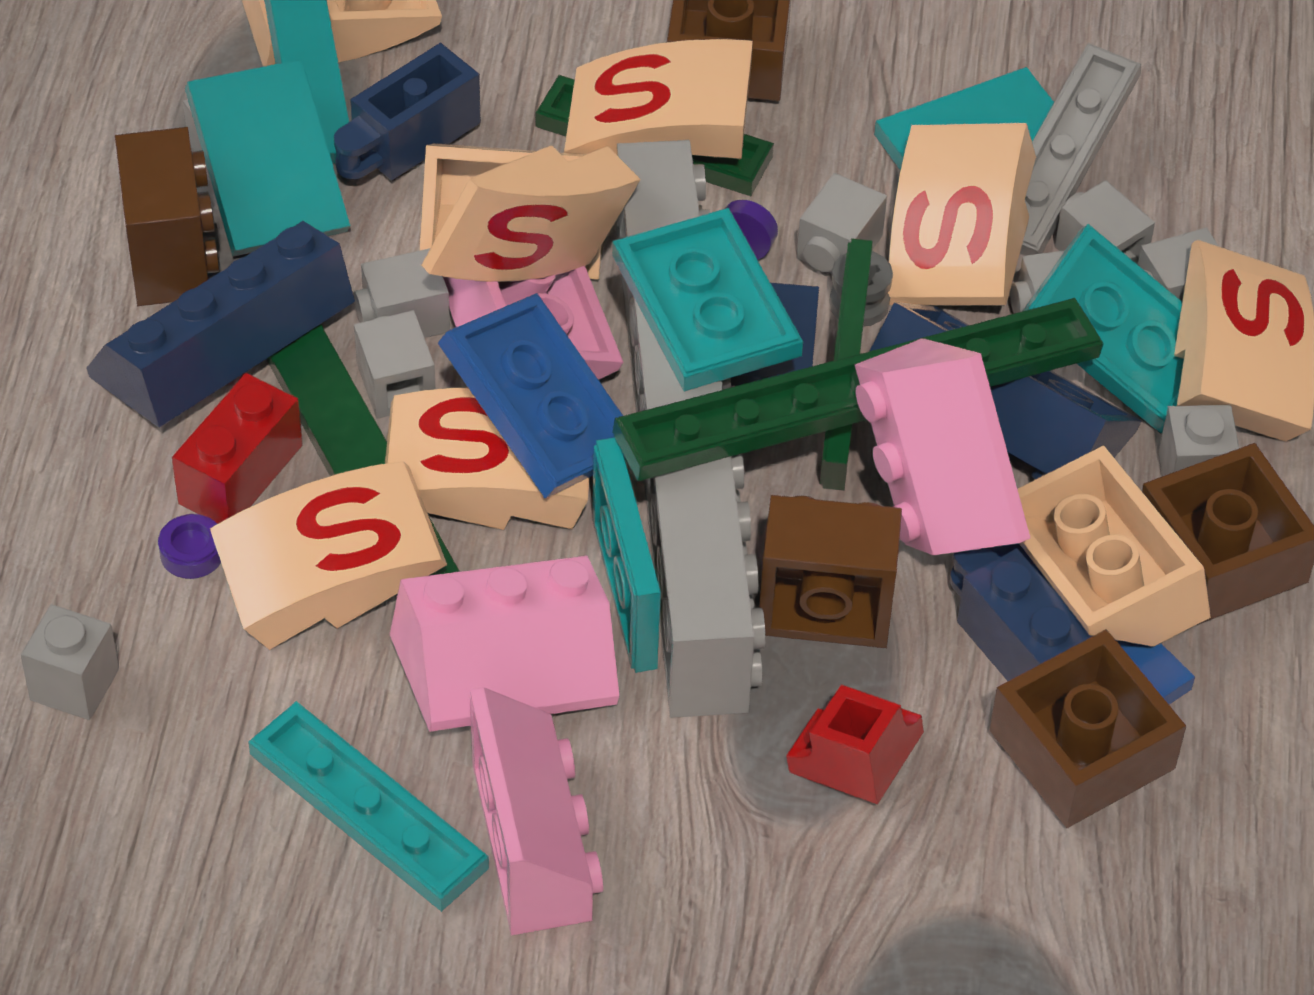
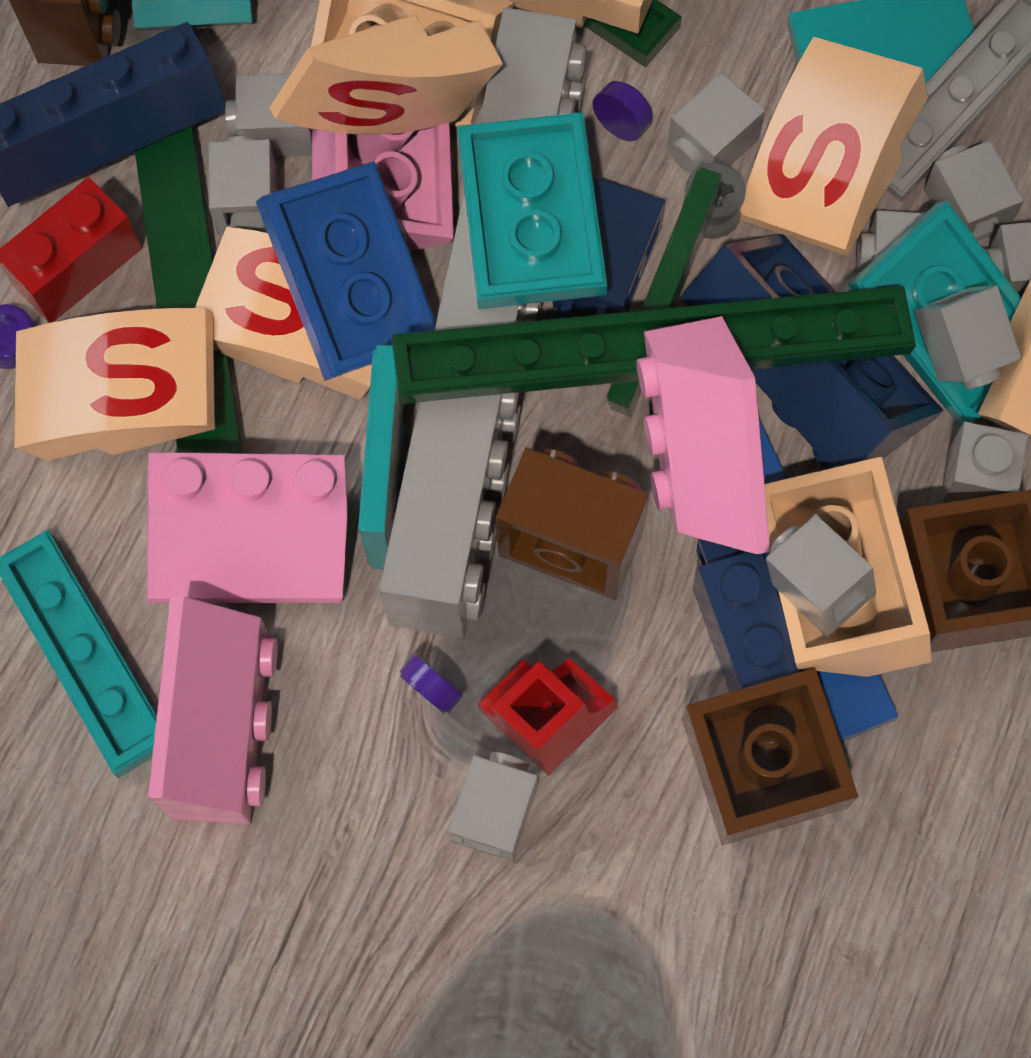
camera: 20 degrees right, 20 degrees up
(735, 747) = (430, 684): none -> dark purple tile
(836, 838) = (494, 805): none -> light grey brick
(1086, 540) = (820, 574): none -> light grey brick
(1147, 333) = (968, 336): none -> light grey brick

